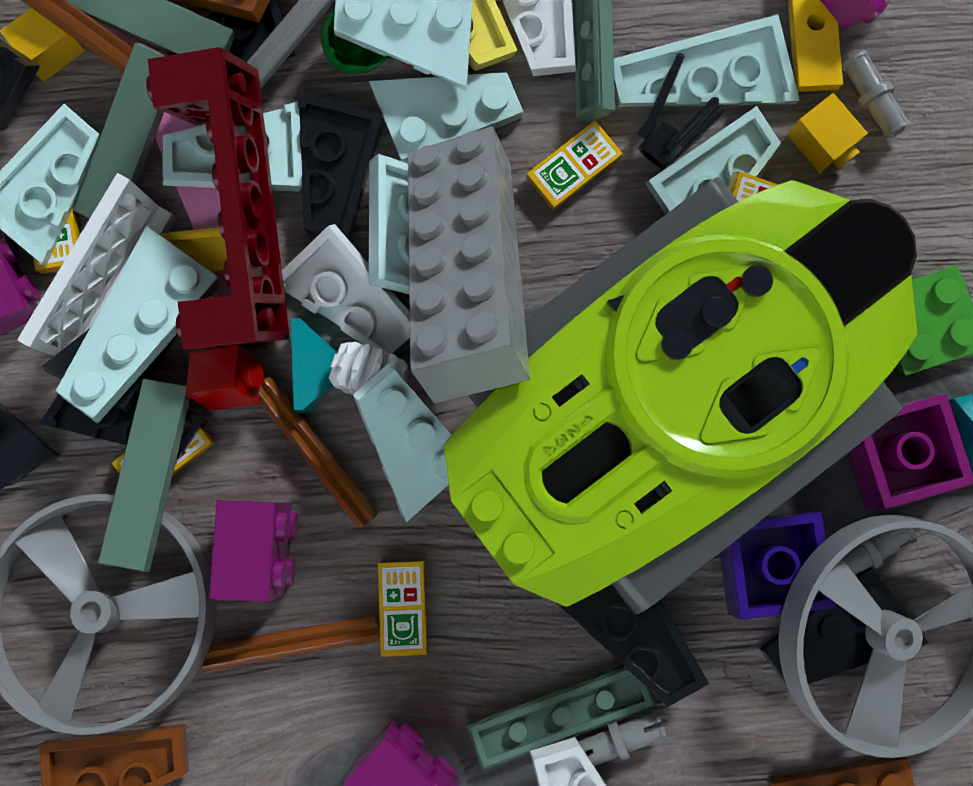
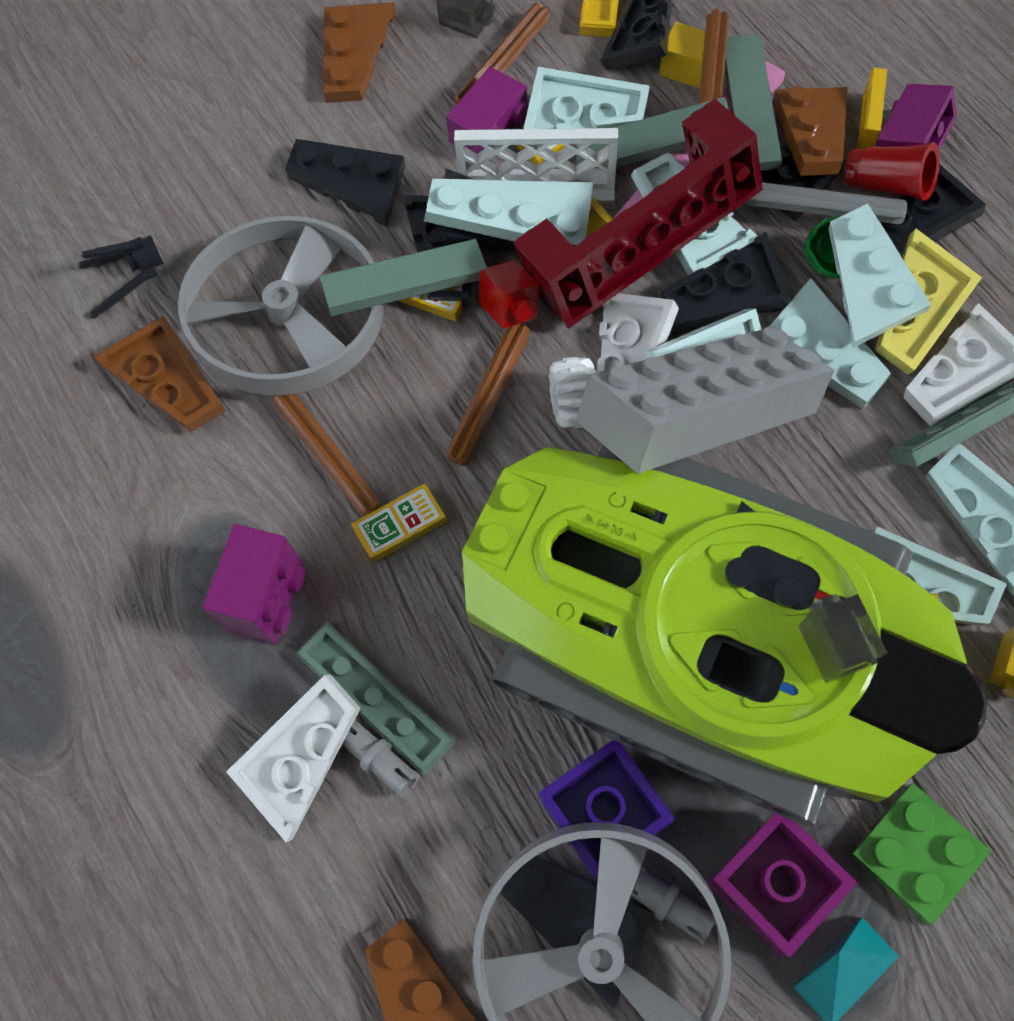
camera: 70 degrees right, 15 degrees down
(252, 550) = (387, 377): magenta brick -> none
(309, 367) = (537, 356): teal slope -> none
(405, 438) = (544, 423): light aqua wing -> none
(574, 165) = (850, 467): tile -> none
(642, 642) = (476, 727): black wing -> none
(665, 142) = (919, 524): black plant -> none
(793, 297) = (841, 637): none -> clear smoke brick

